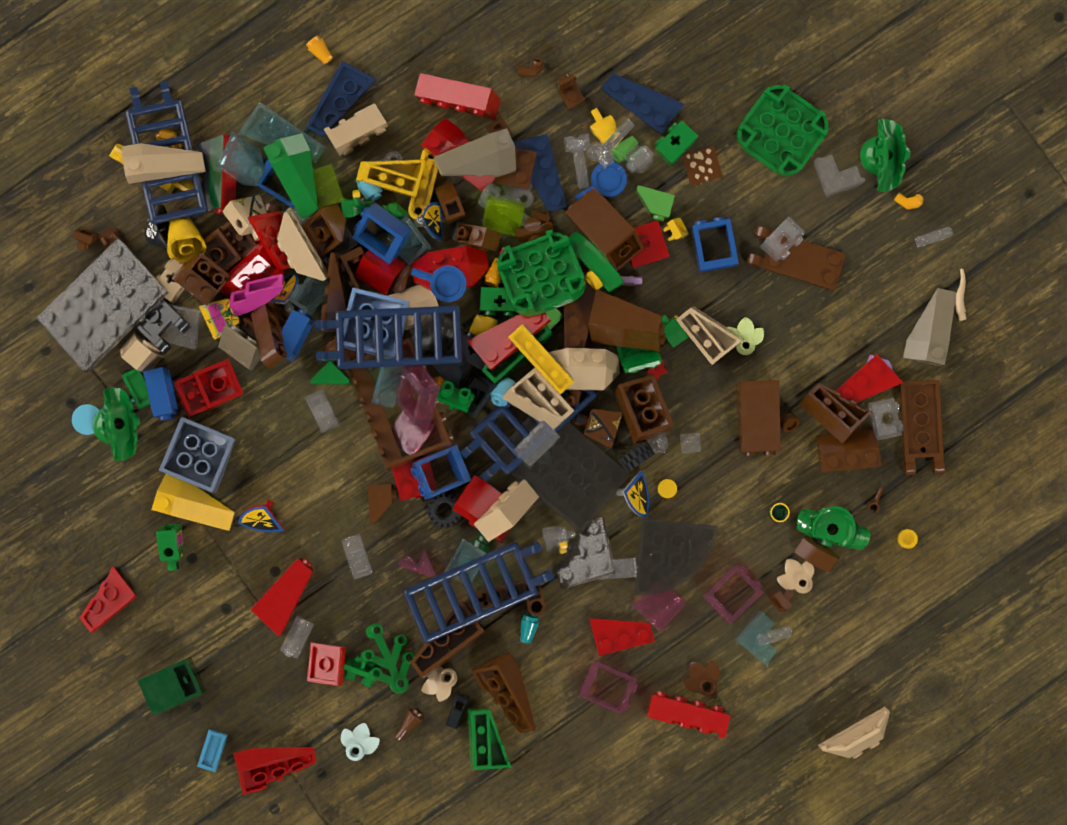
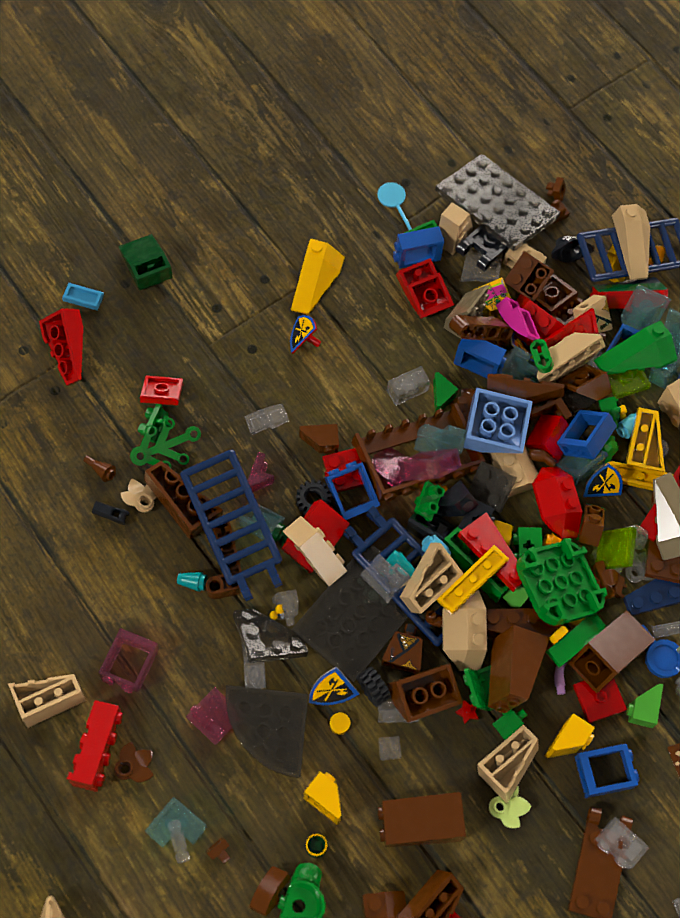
camera: 85 degrees right, 20 degrees down
(109, 600) = (227, 213): red wing -> none
(124, 440) = (373, 218): green piece -> none
(170, 537) = (277, 256): green torso -> none
(184, 240) = (564, 262): yellow cone -> none
(197, 455) = (361, 277): sand blue slope -> none
(283, 597) = (227, 353): red slope -> none
(296, 637) = (188, 366): clear hinge -> none
(301, 278) = (539, 356): none -> green beam
(361, 739) = (86, 424): light aqua plate -> none
(399, 360) = (510, 439): dark blue bar -> none
(446, 282) = (543, 491): blue piece -> none
(450, 202) = (622, 500): reddish brown slope -> none
(484, 741) = (76, 537): green wedge -> none
(505, 683) = (139, 556): reddish brown wedge -> none
(520, 428) = (398, 557): none -> teal cone
(619, 635) = (183, 674): red wing -> none
(644, 763) = (46, 697): none -> tan wedge
(677, 228) = (620, 730): yellow tile -> none
(687, 277) = (571, 738): none -> yellow slope
(737, 505) = (324, 796): none -> yellow slope
(754, 584) = (212, 778): clear pink window -> none
(789, 422) = (416, 857): reddish brown tile -> none
(794, 574) = (247, 867): tan plate -> none

